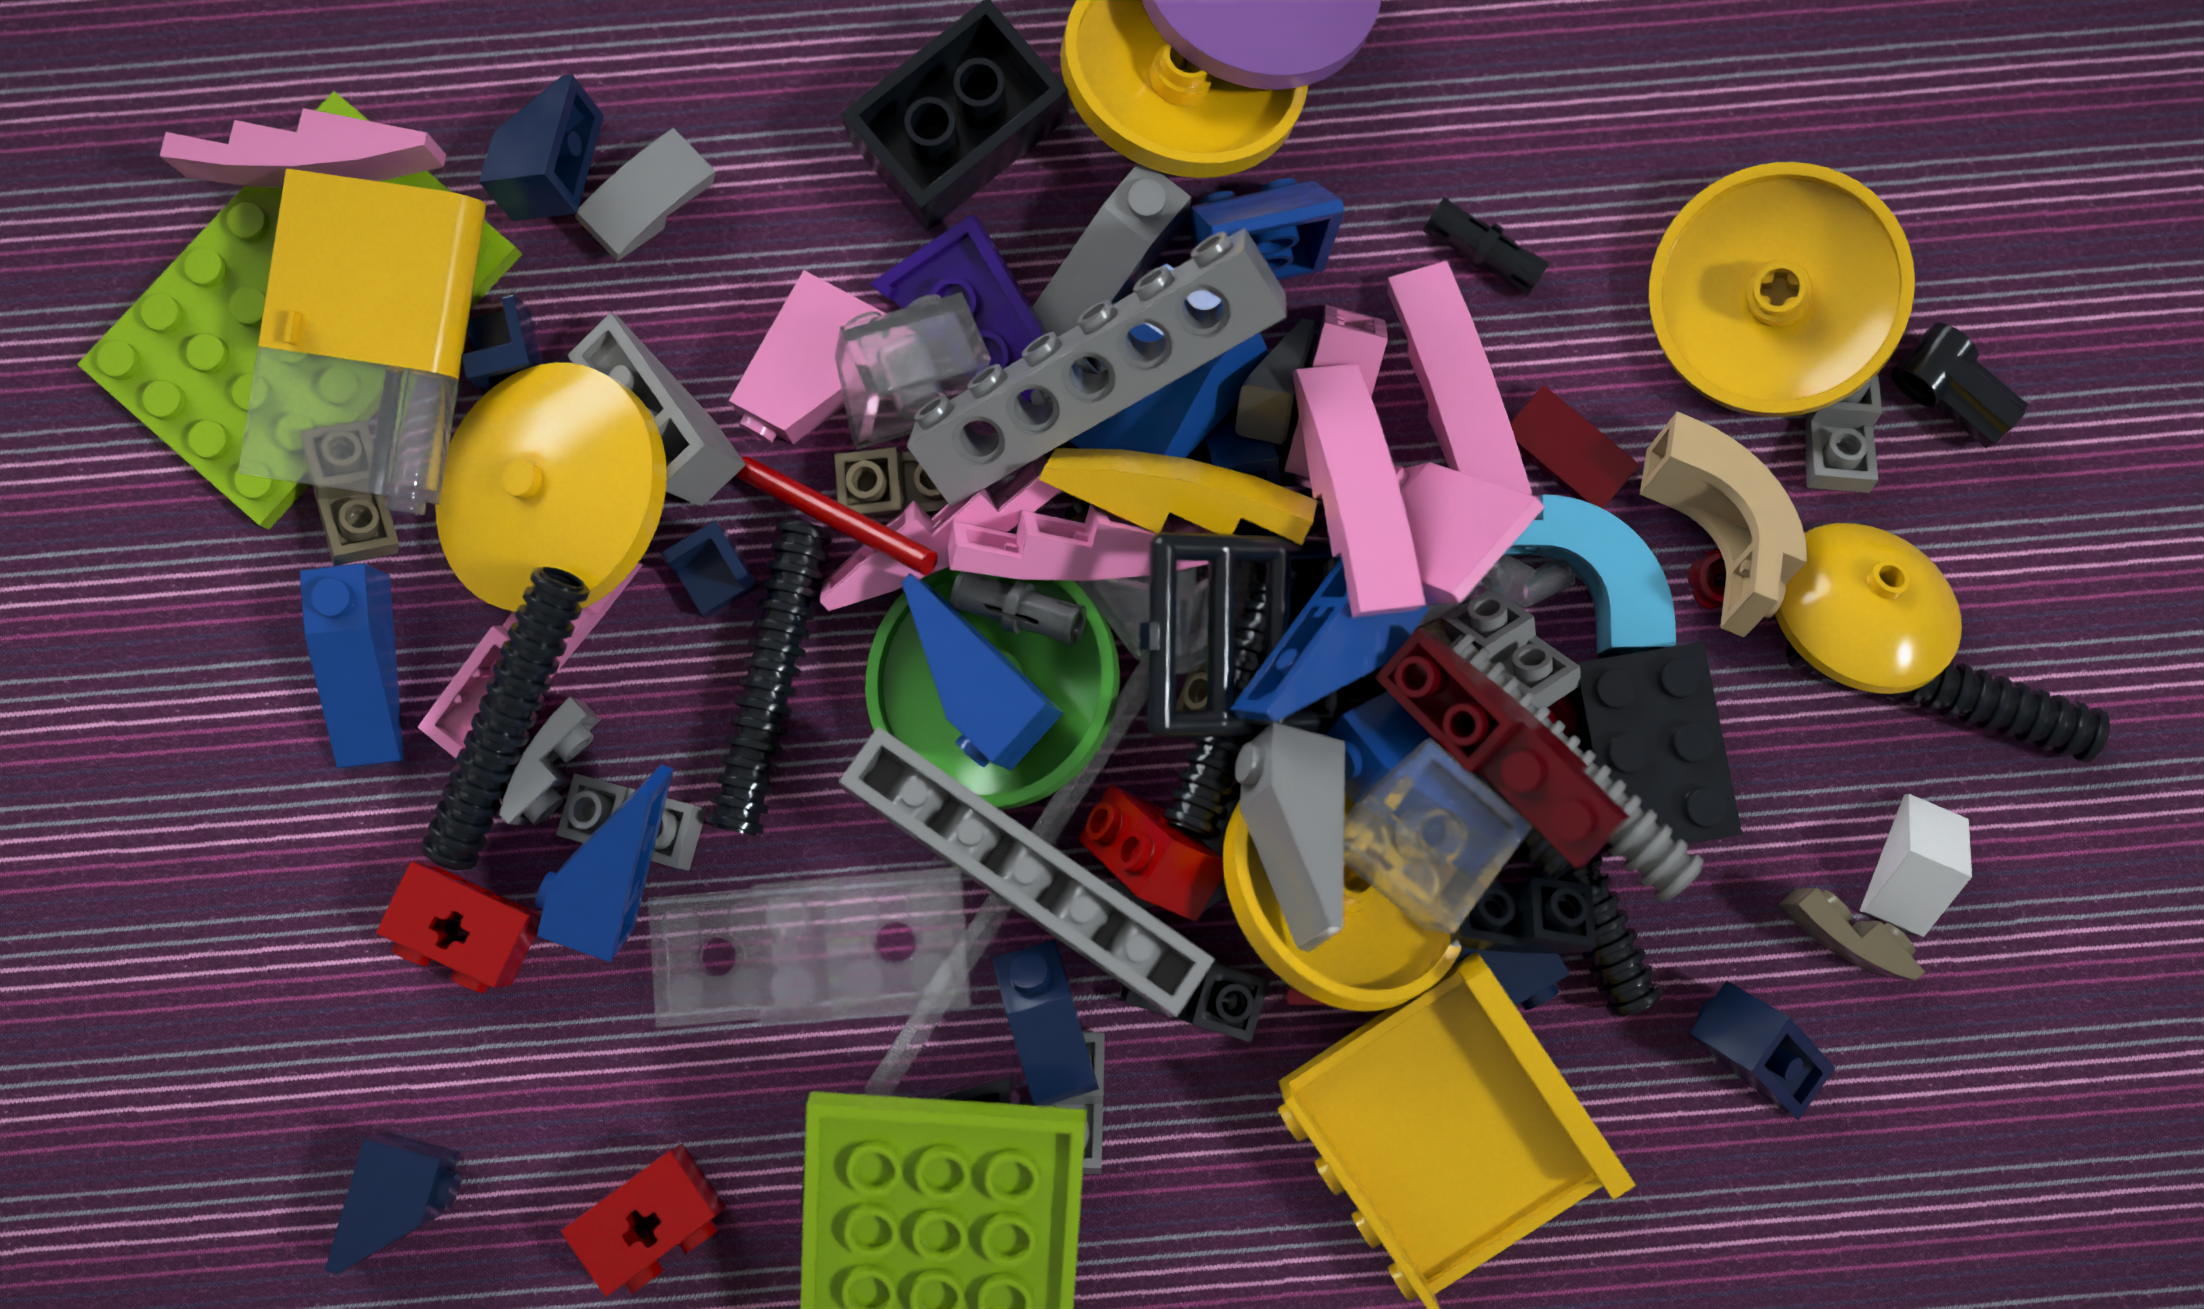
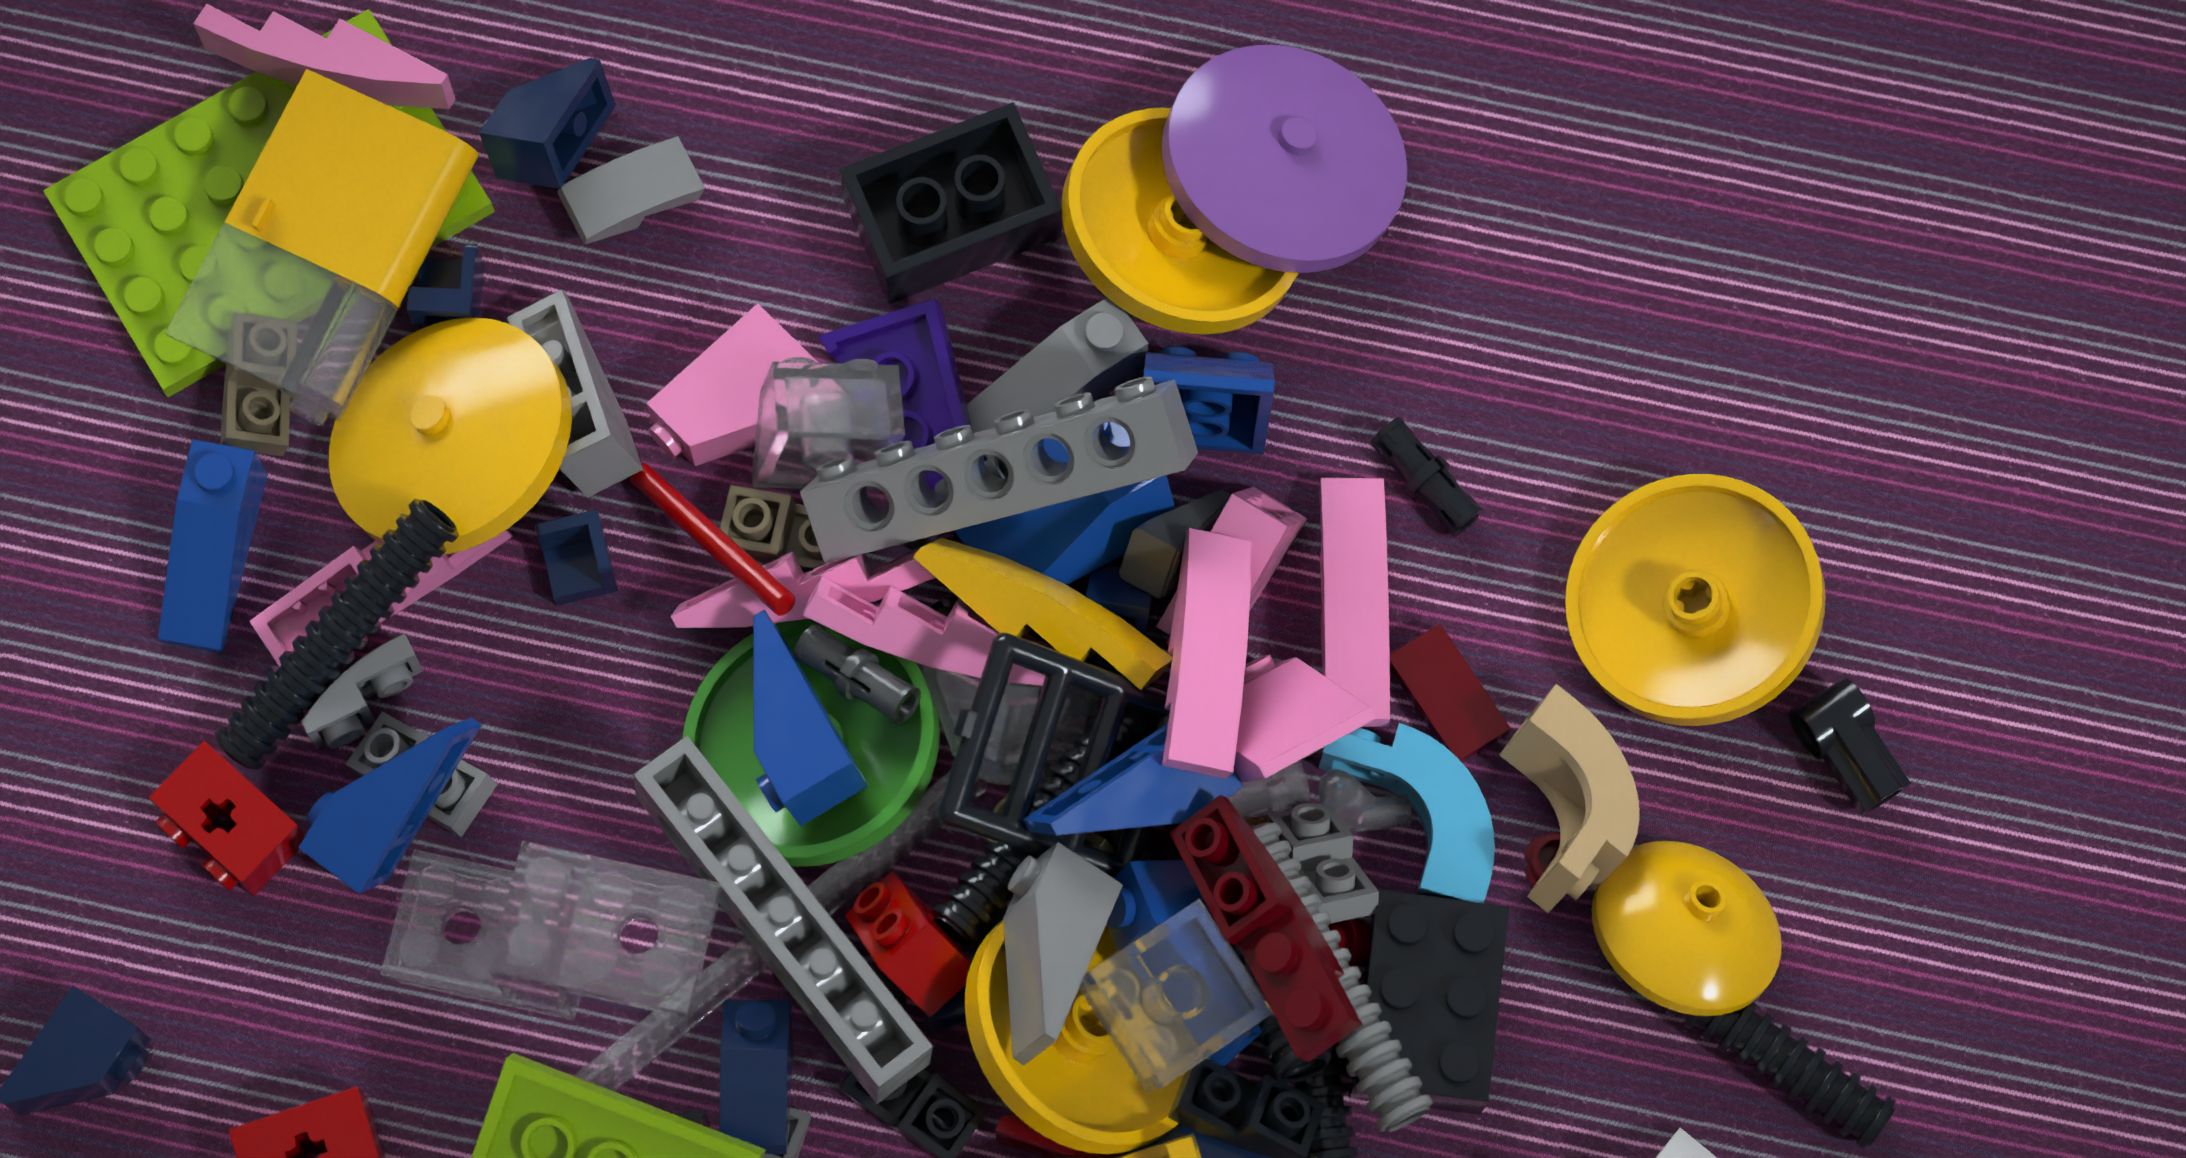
camera: 15 degrees right, 10 degrees down
(770, 677) = (599, 677): black piece -> none
(1842, 442) = (1723, 763): light grey slope -> none

